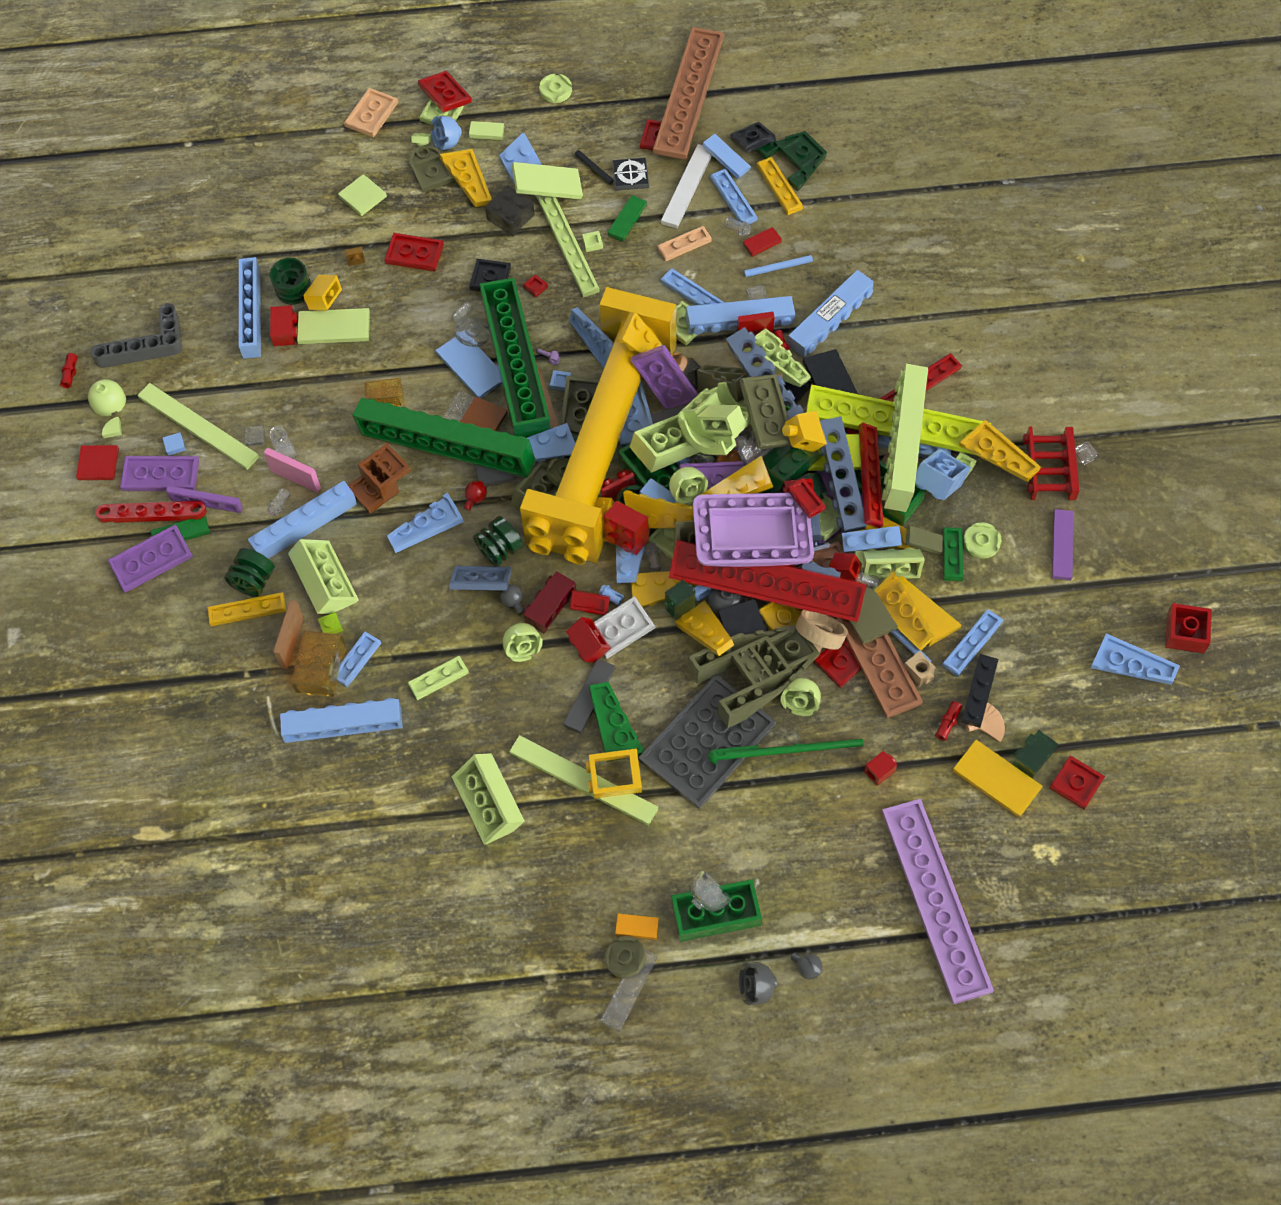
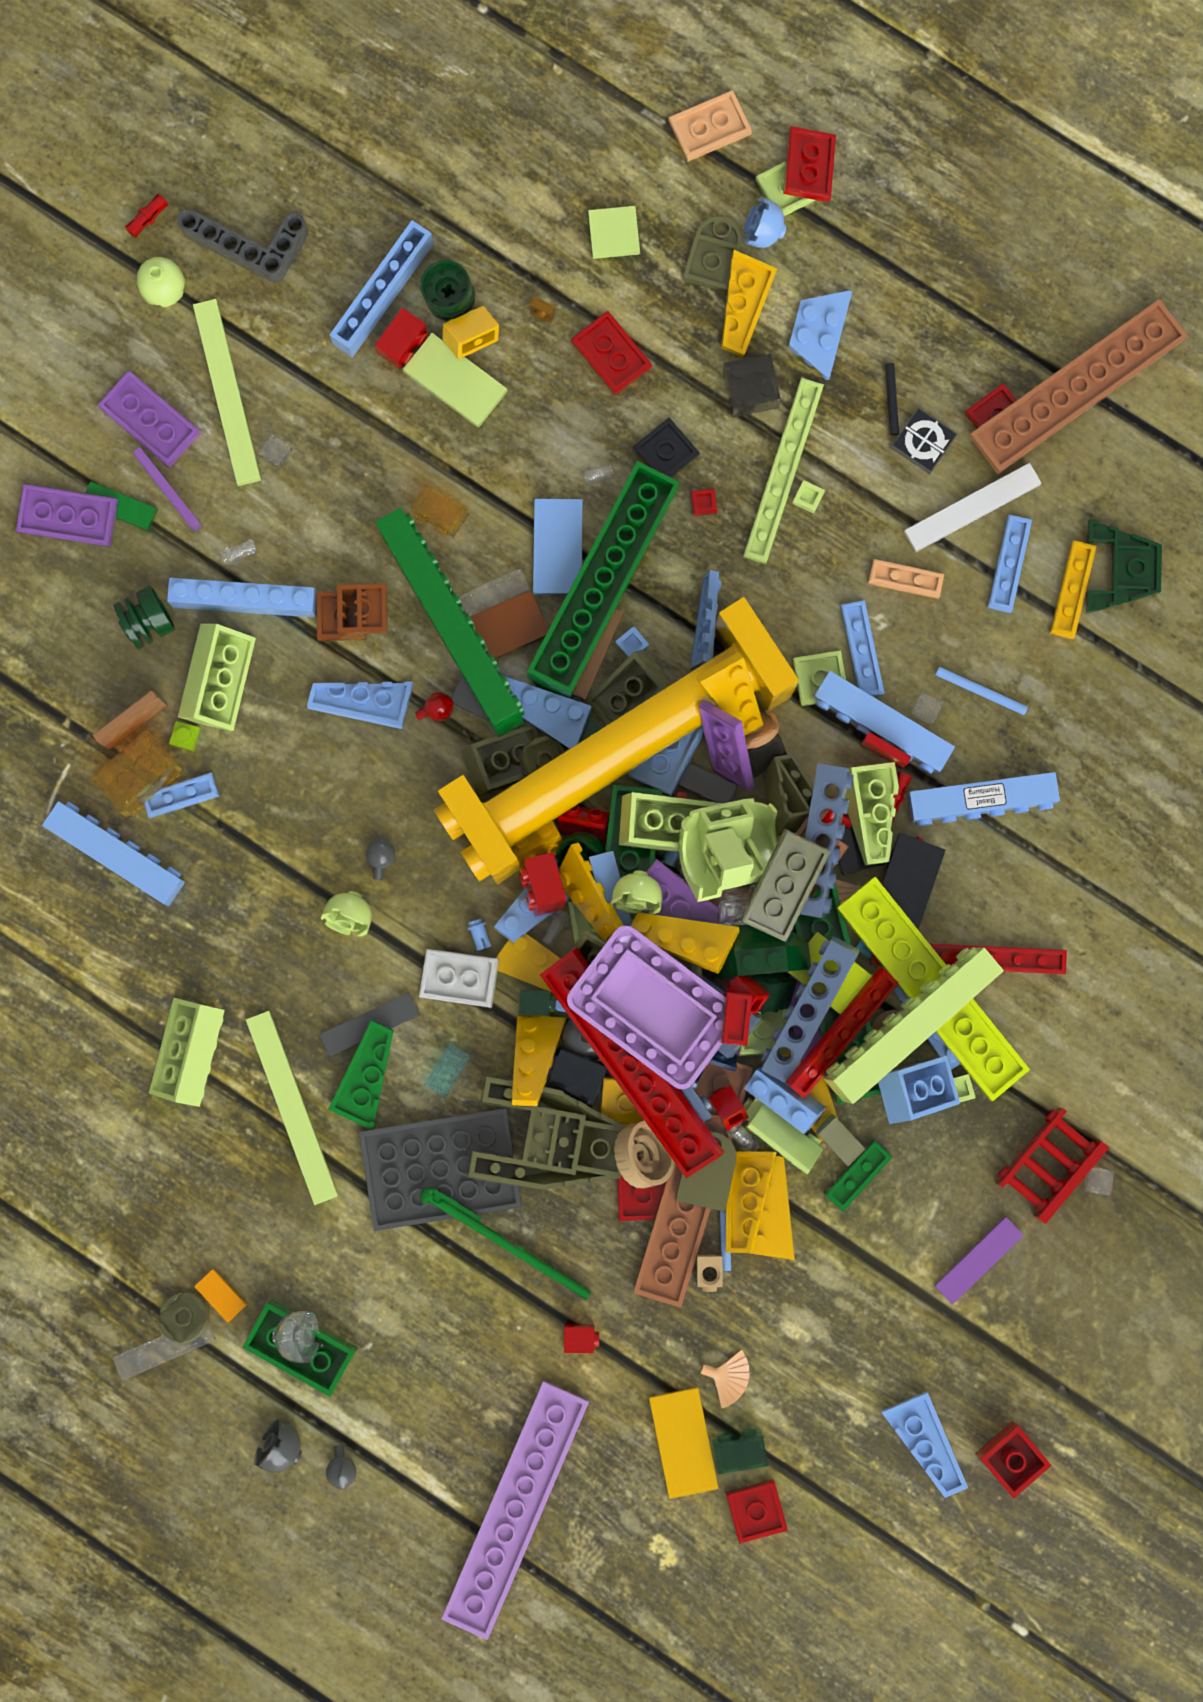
camera: 40 degrees right, 20 degrees up
(97, 462) = (97, 354): red tile -> none
(112, 428) = (141, 324): yellowish green tile -> none
(150, 511) = (106, 460): red plate -> none
(174, 444) = (188, 394): light blue tile -> none
(246, 609) = (118, 650): yellow tile -> none
(282, 443) = (290, 493): clear piece -> none
(292, 470) = (274, 530): bright pink tile -> none
(421, 138) = (734, 208): yellowish green plate -> none
(438, 677) = (242, 882): yellowish green tile -> none
(472, 332) = (588, 508): clear tile -> none
(480, 578) = (364, 811): sand blue tile -> none
(486, 130) = (815, 254): yellowish green tile -> none
(498, 540) = (411, 785): dark green wheel -> none
(547, 180) = (820, 380): yellowish green tile -> none
(549, 602) = (411, 892): dark red brick -> none
(553, 356) = (649, 609): lavender hand -> none
(555, 88) = (938, 256): yellowish green tile -> none
(587, 640) = (413, 967): red brick -> none
(589, 602) = (451, 925): red tile -> none
(627, 218) = (871, 496): green tile -> none
(633, 788) = (340, 1147): yellow window -> none
(660, 684) = (447, 1070): none -> clear light blue tile
(726, 156) = (1046, 505): light blue tile -> none
(741, 227) = (983, 611): clear animal -> none
(752, 137) = (1096, 504): black tile -> none
(762, 241) = (991, 646): red tile -> none
(801, 697) = (569, 1204): yellowish green cylinder -> none
(805, 431) = (805, 939): yellow torso -> none
(948, 720) = (689, 1346): red pin -> none
(972, 643) = (789, 1285): light blue tile -> none
(979, 690) = (748, 1342): black plate -> none
(982, 540) = (901, 1186): yellowish green tile -> none
(997, 449) = (1003, 1108): yellow wing -> none

